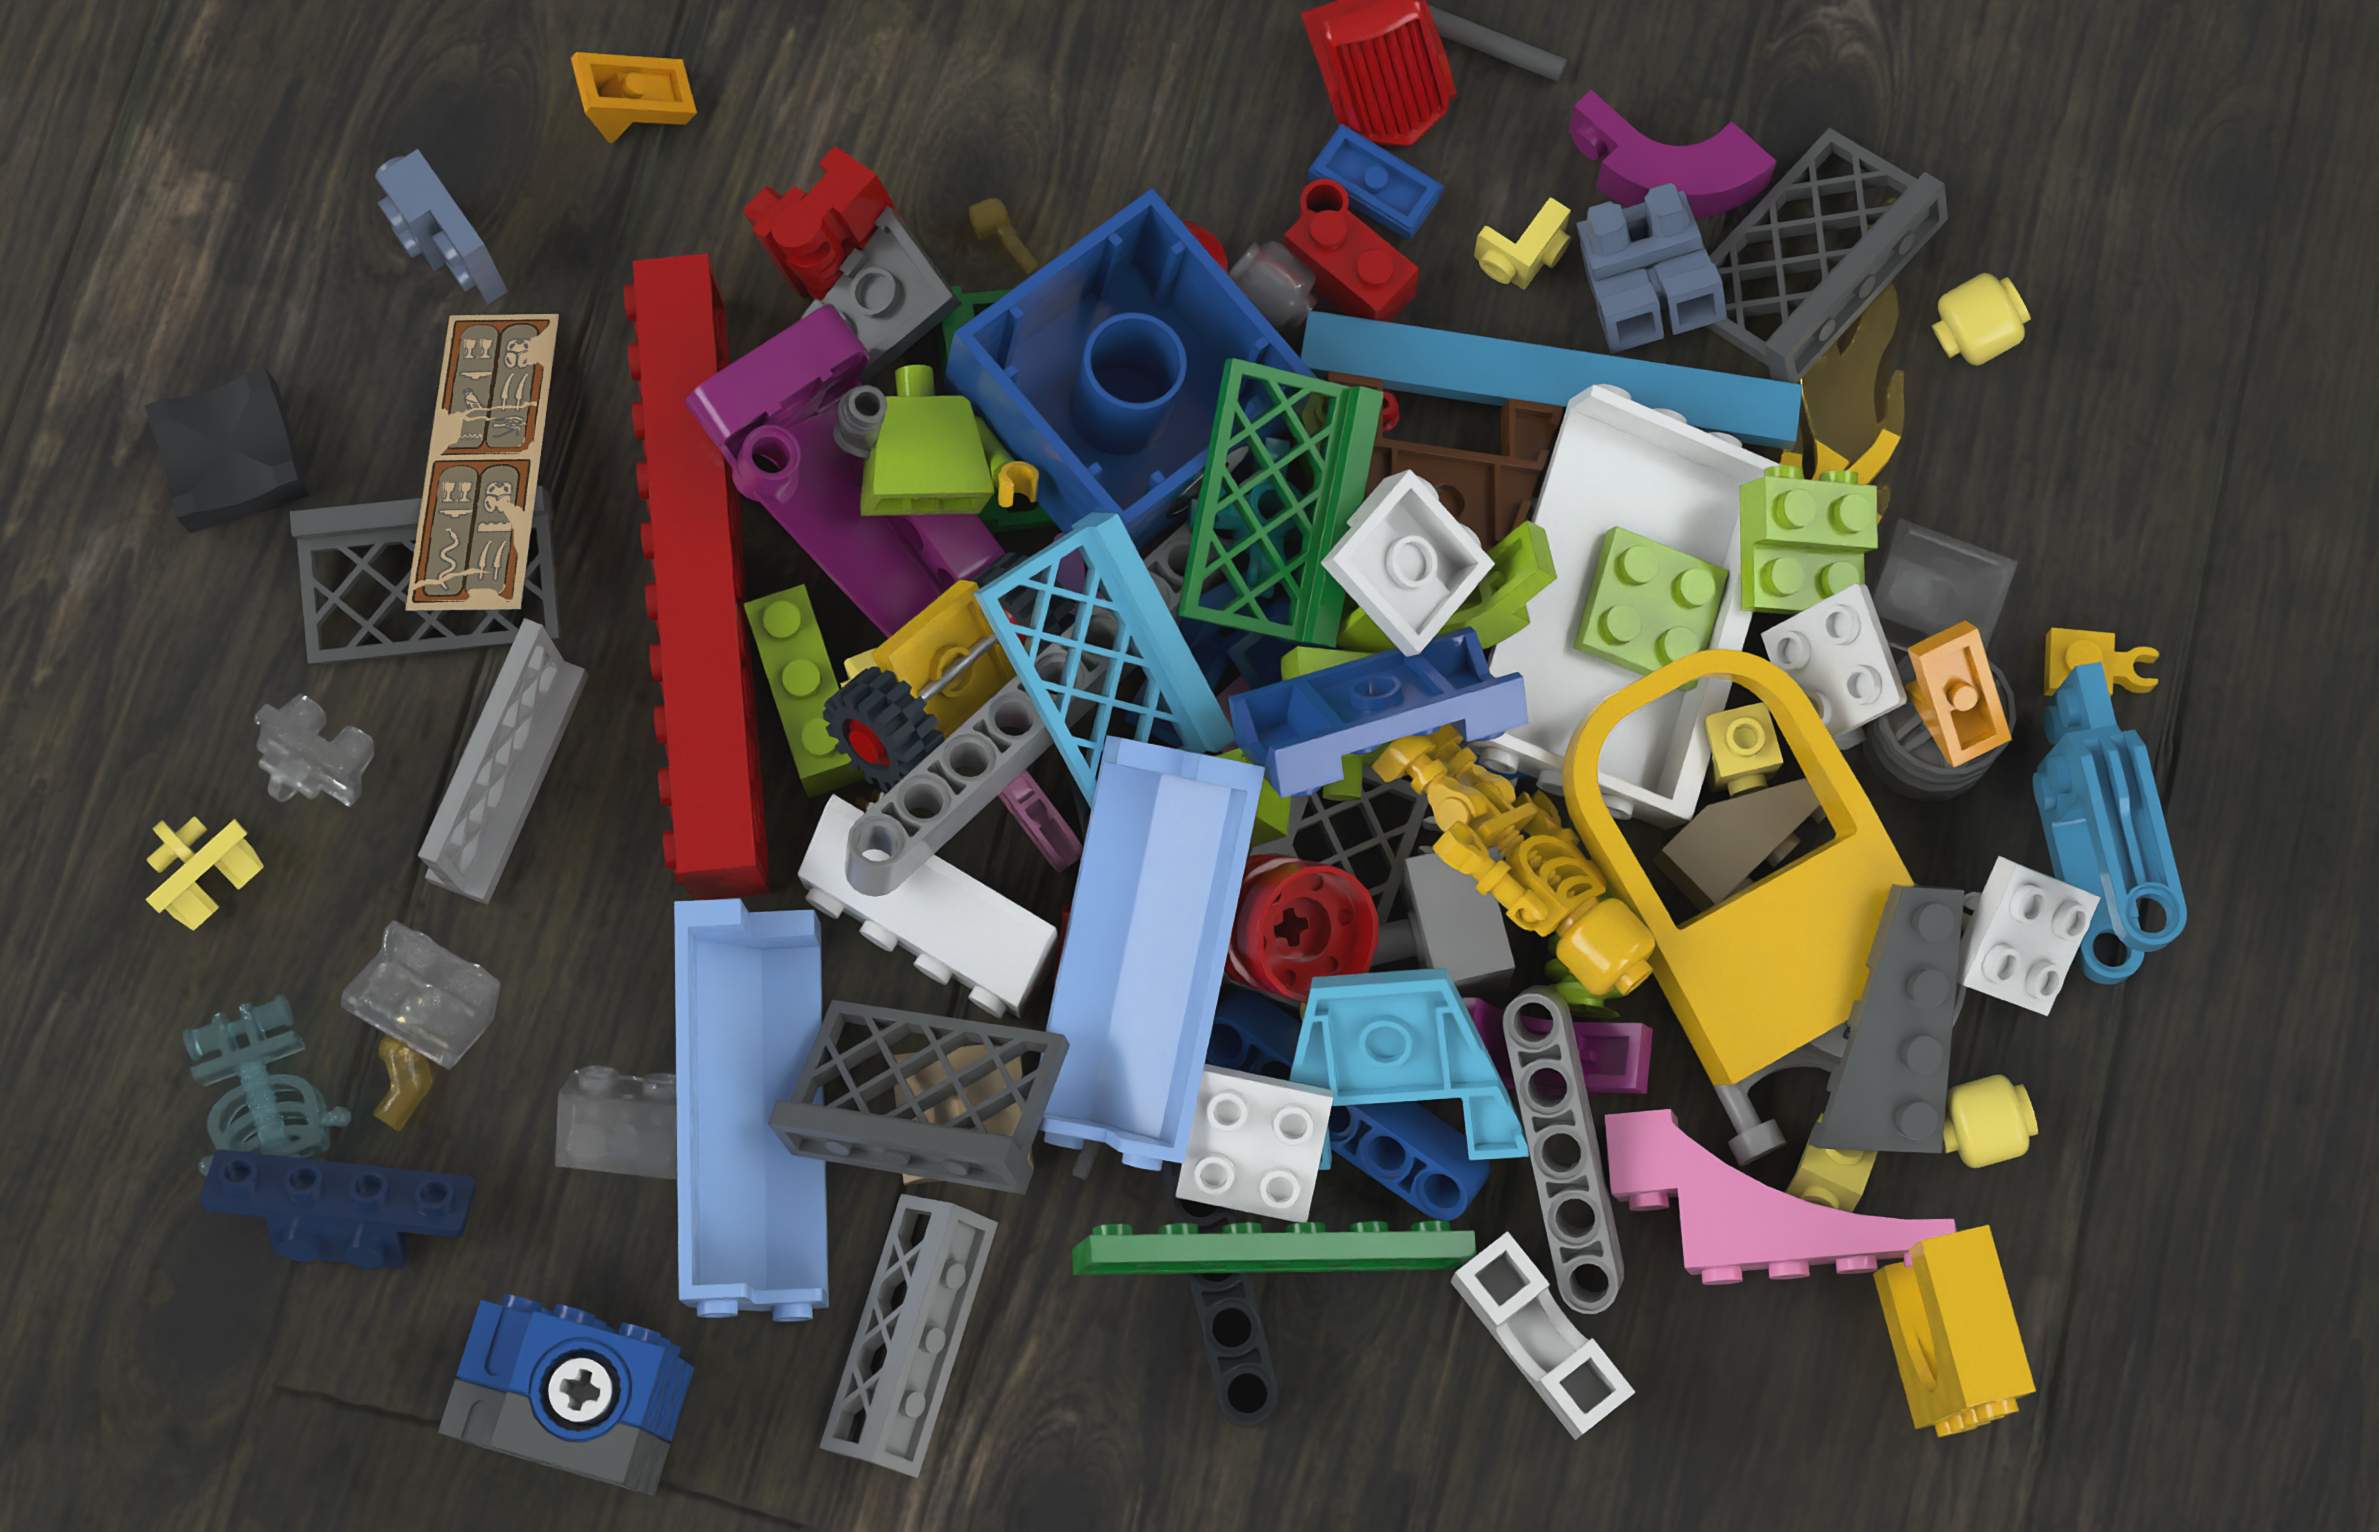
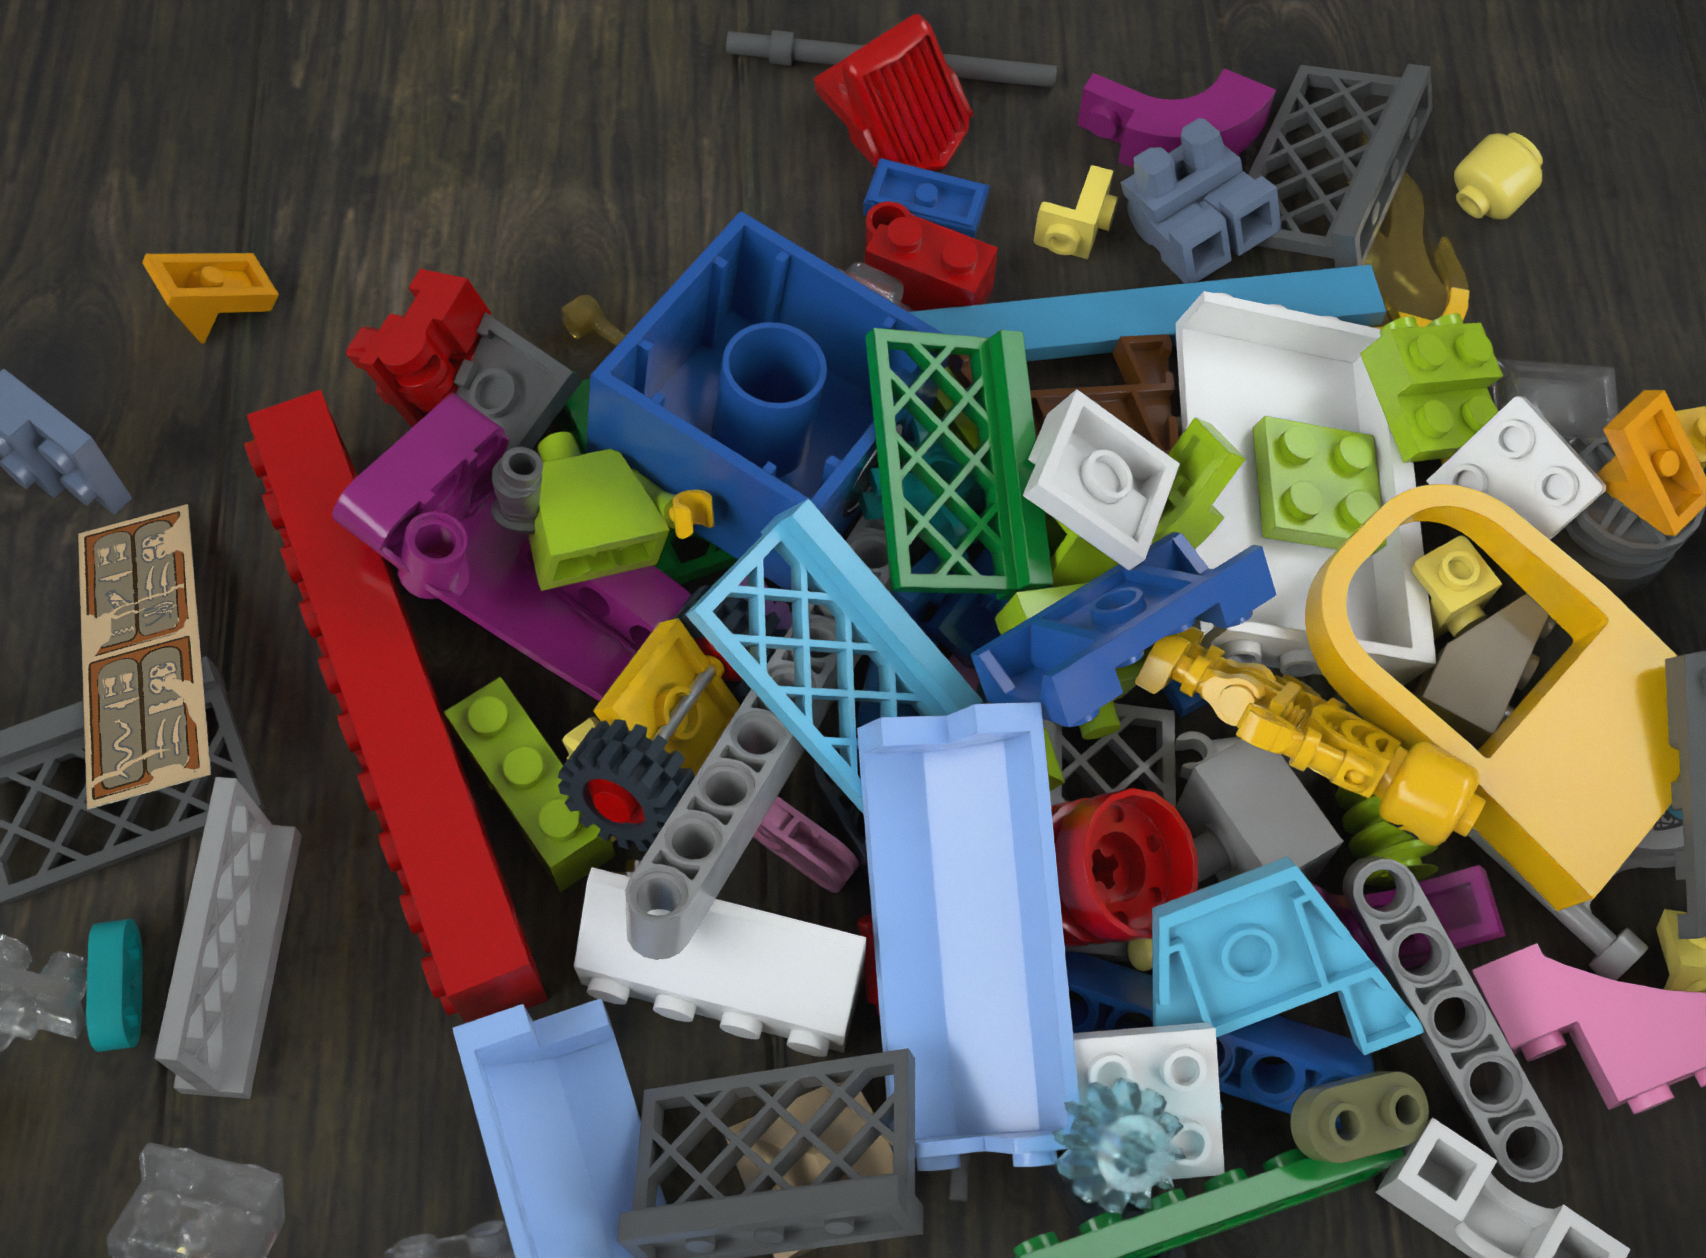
camera: 20 degrees left, 10 degrees down
(393, 770) = (114, 985): none -> teal beam
(1231, 1178) = (1114, 1165): none -> clear light blue gear
(1445, 1213) = (1366, 1115): none -> olive plate

